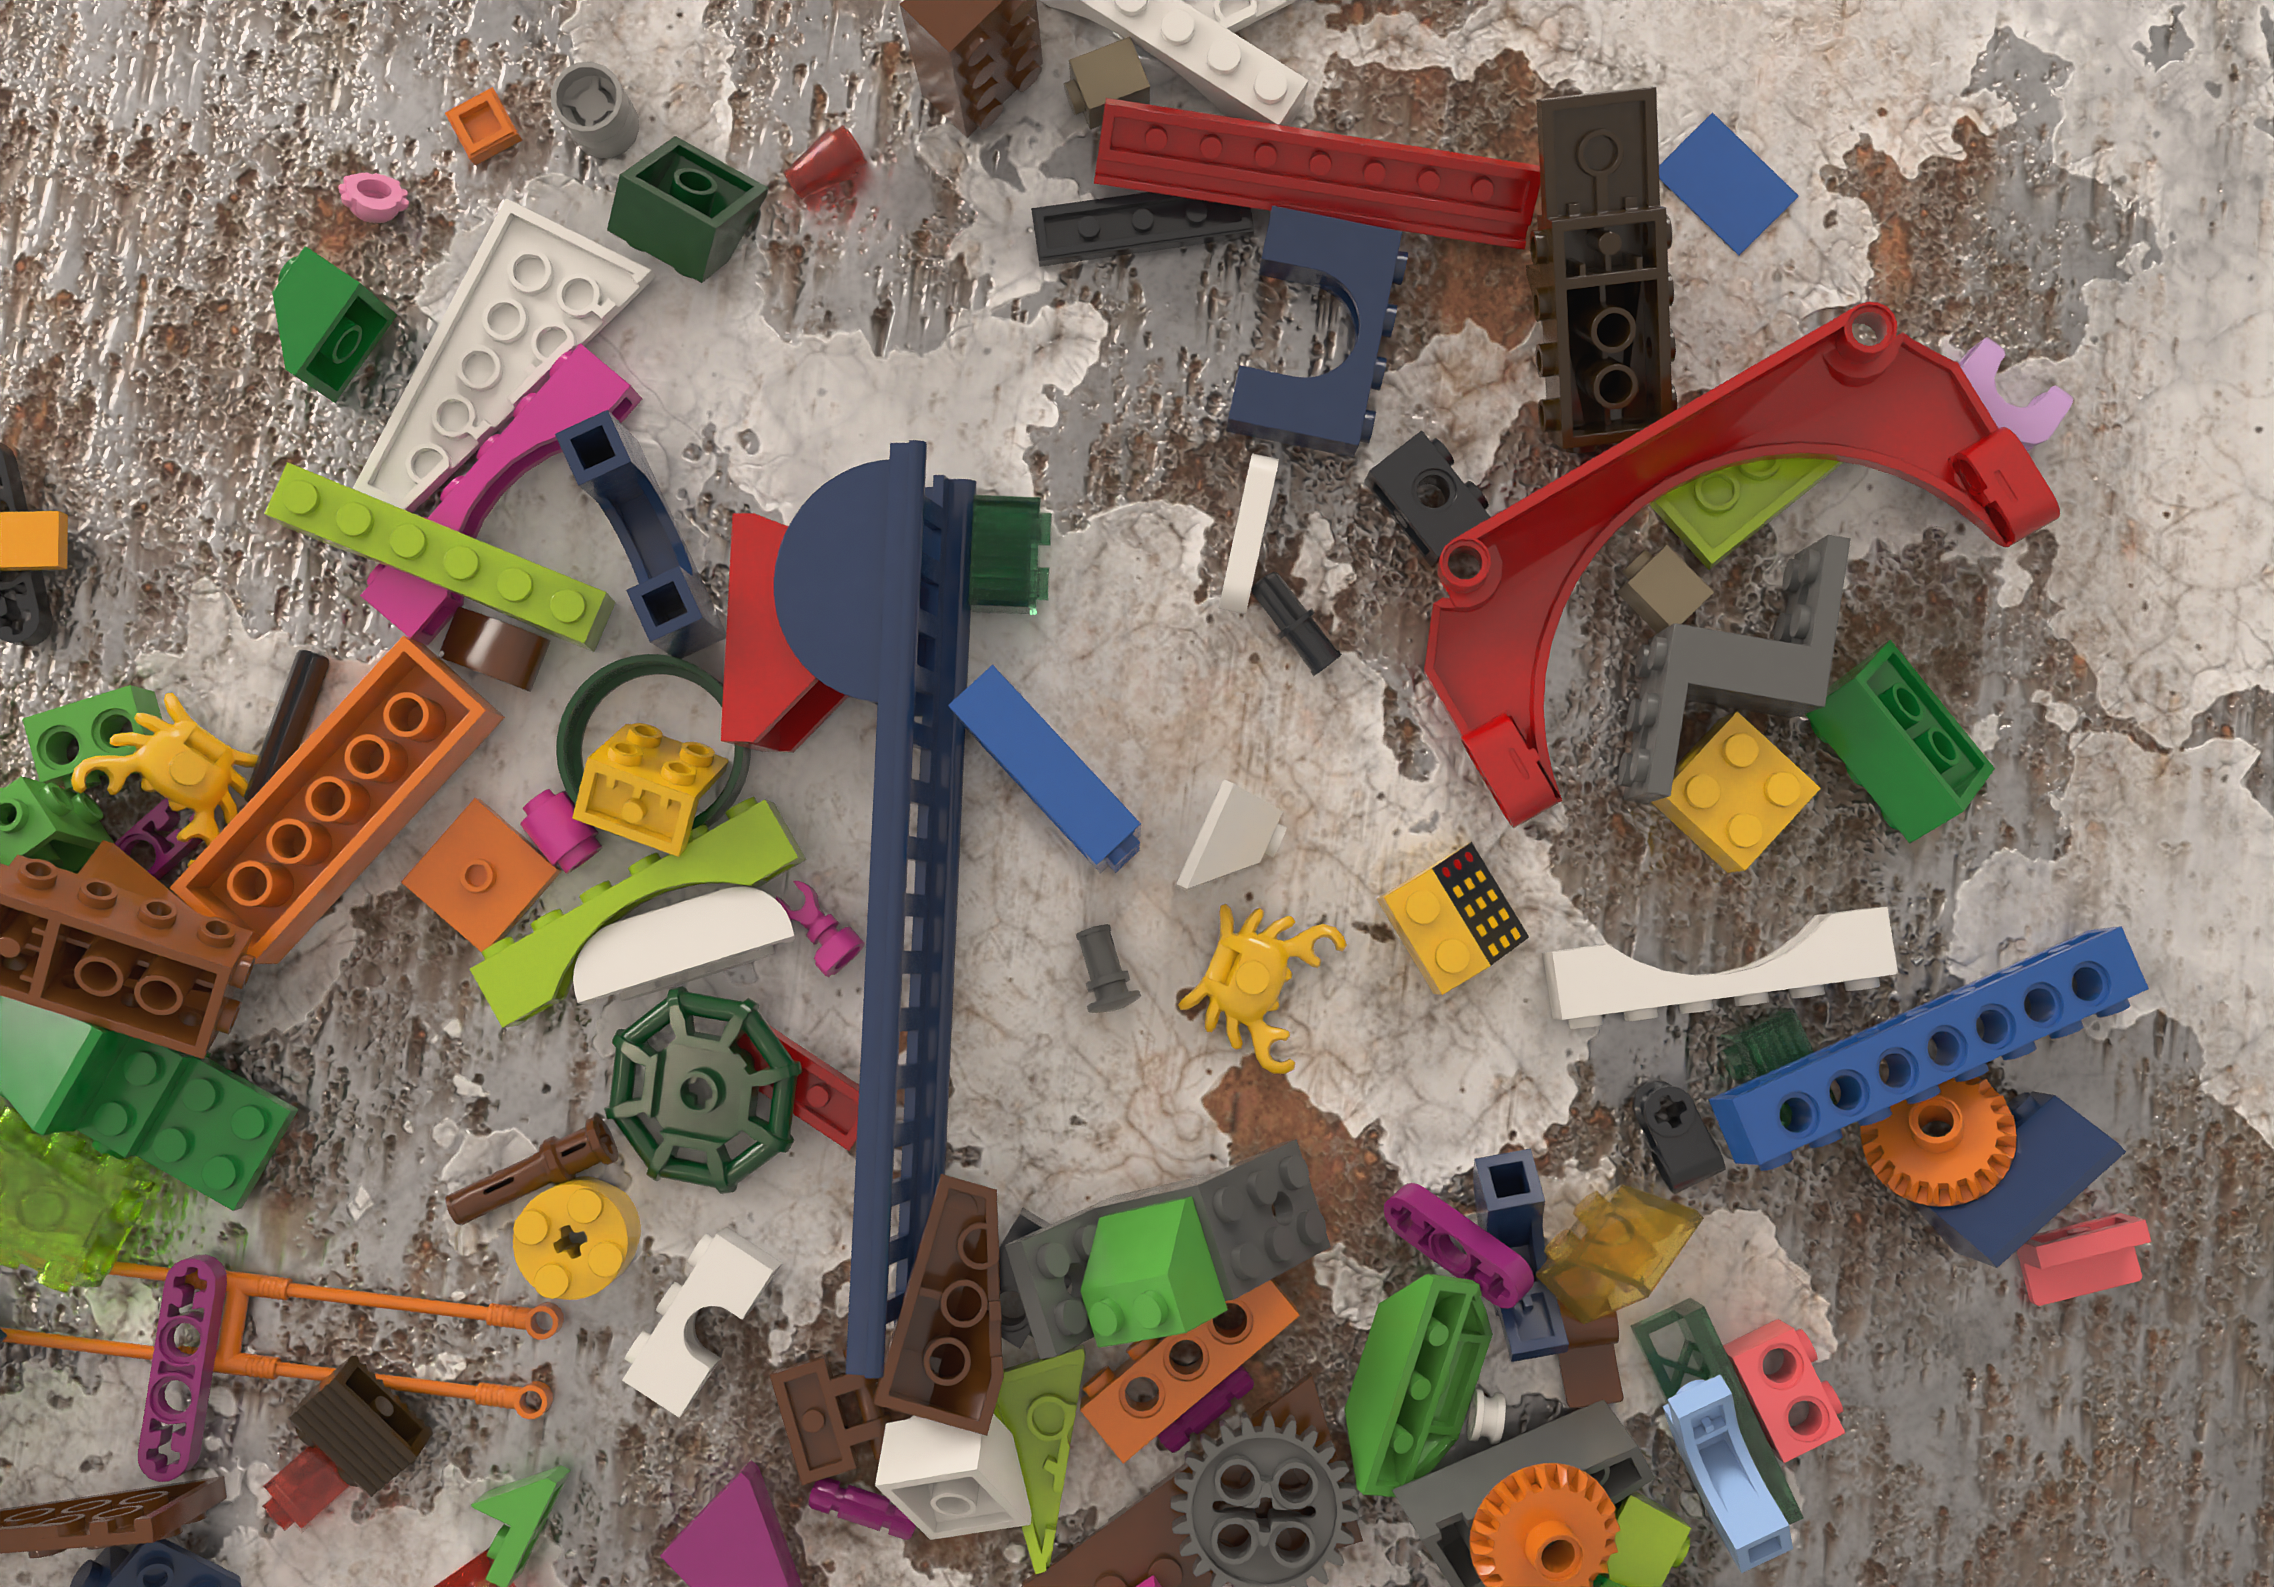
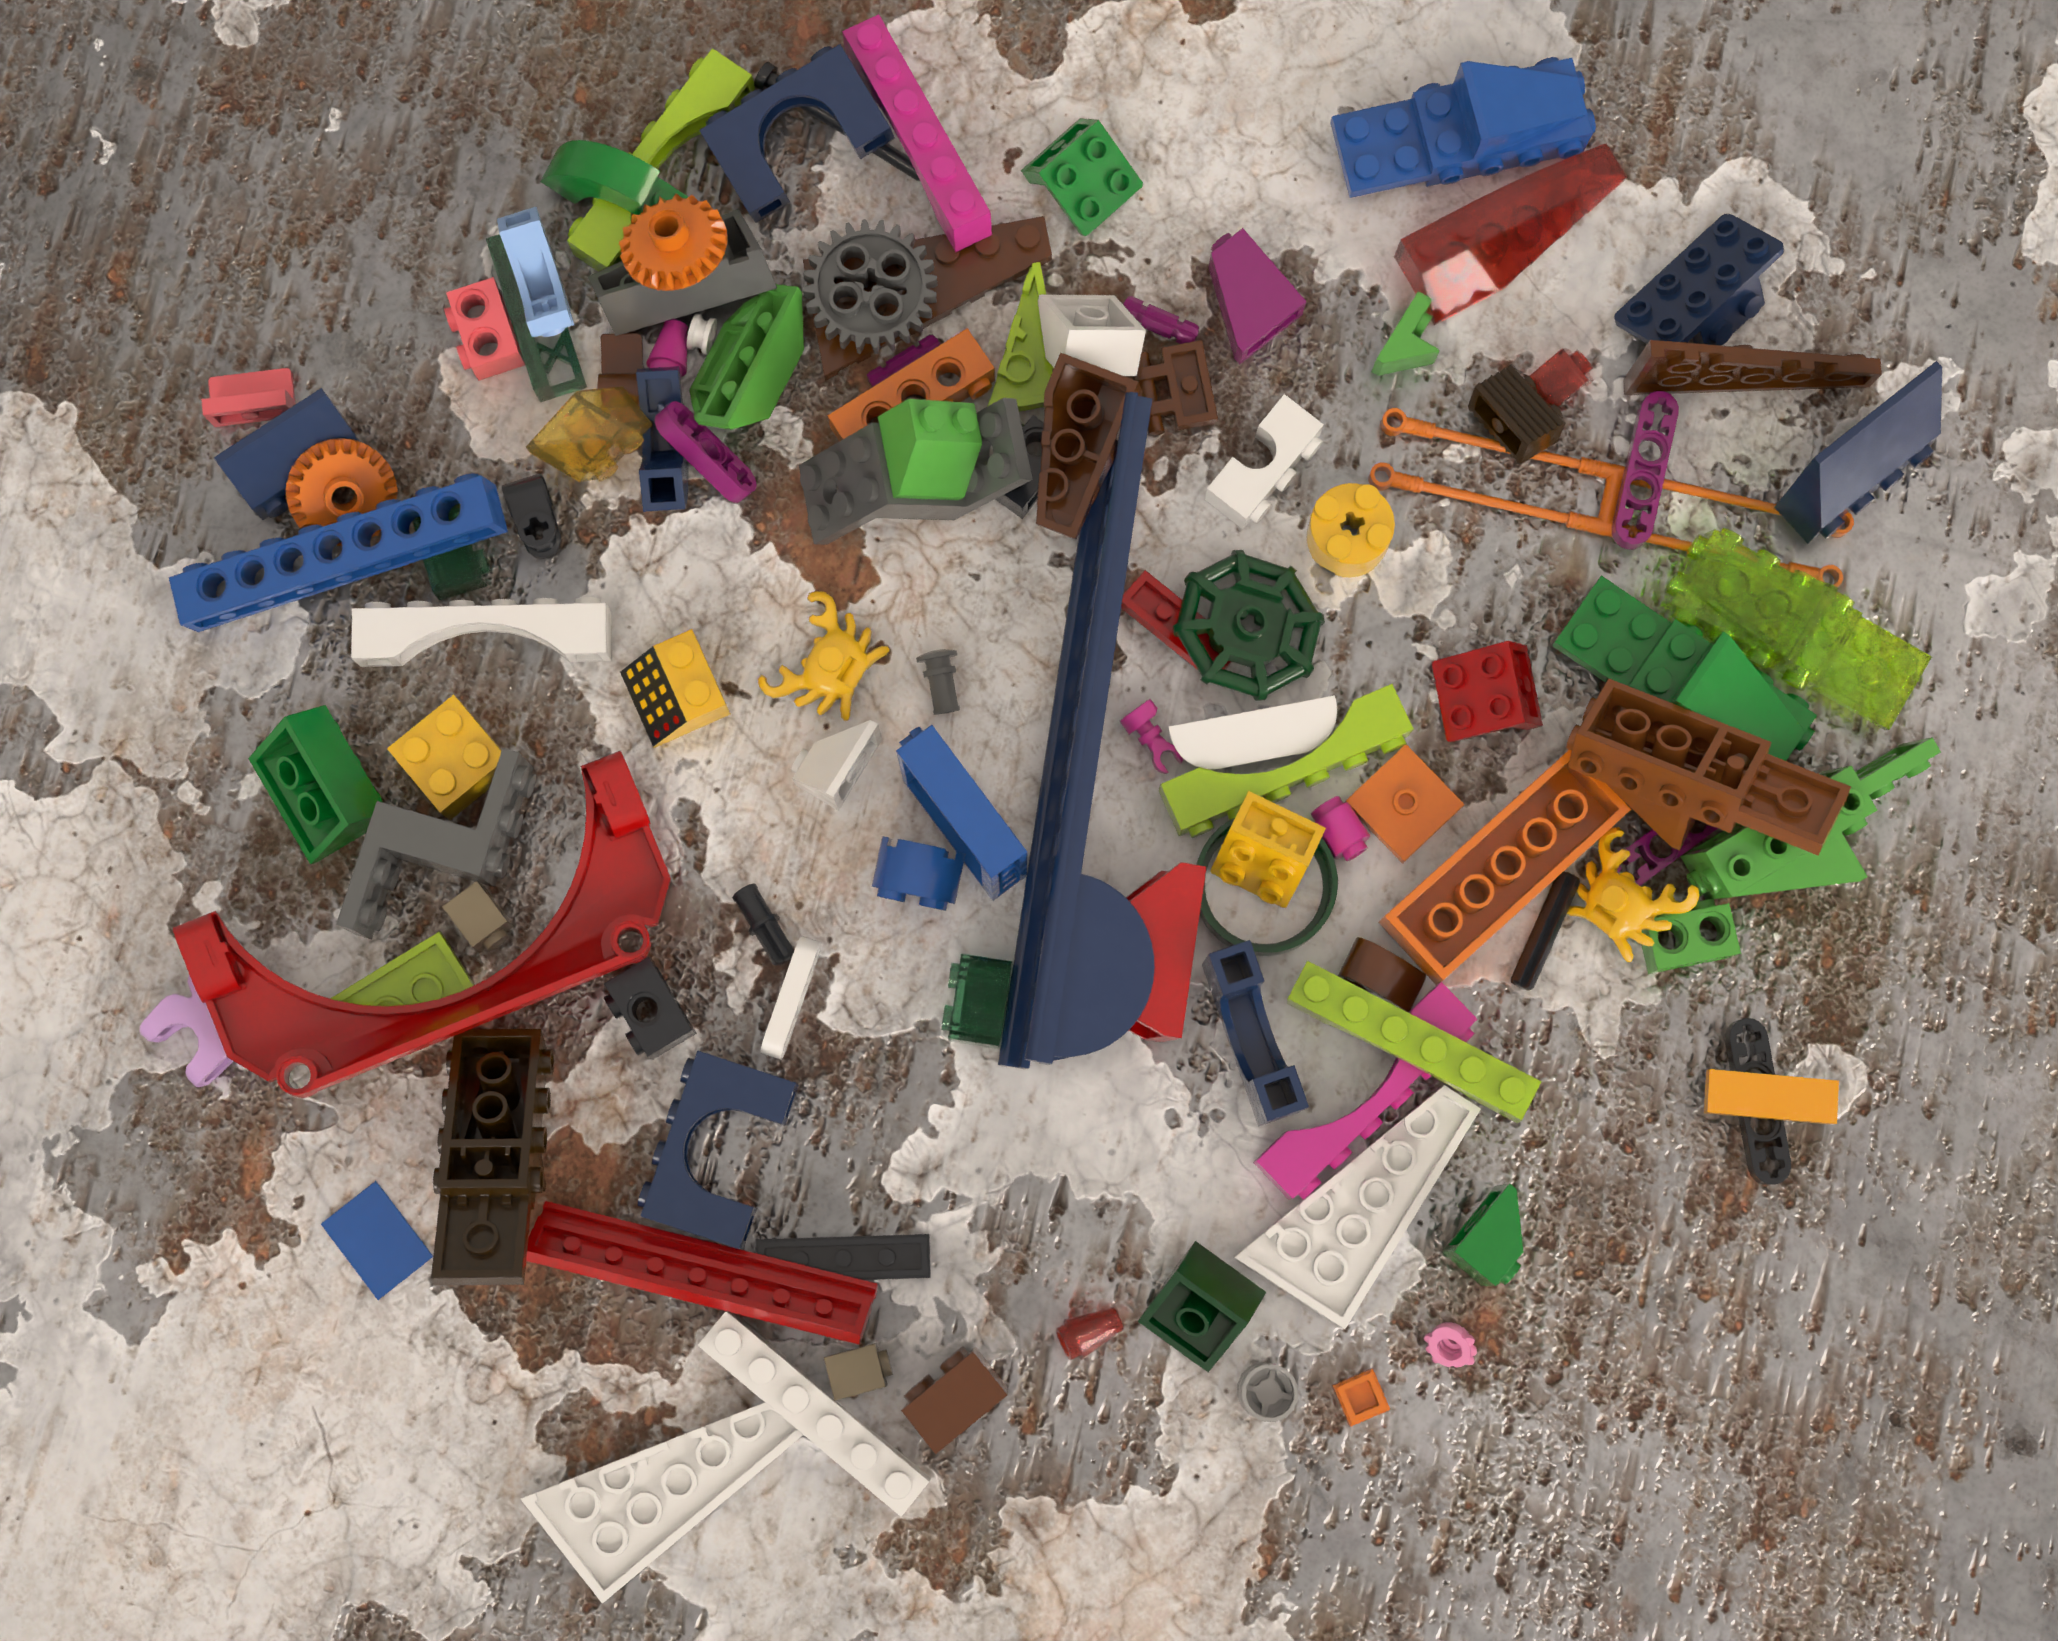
camera: 175 degrees left, 5 degrees down
(382, 1035) = (1487, 691): none -> red bracket
(555, 1162) = (1366, 585): reddish brown pin -> none
(1104, 703) = (919, 872): none -> blue brick
(1526, 1390) = (670, 347): none -> dark pink cone

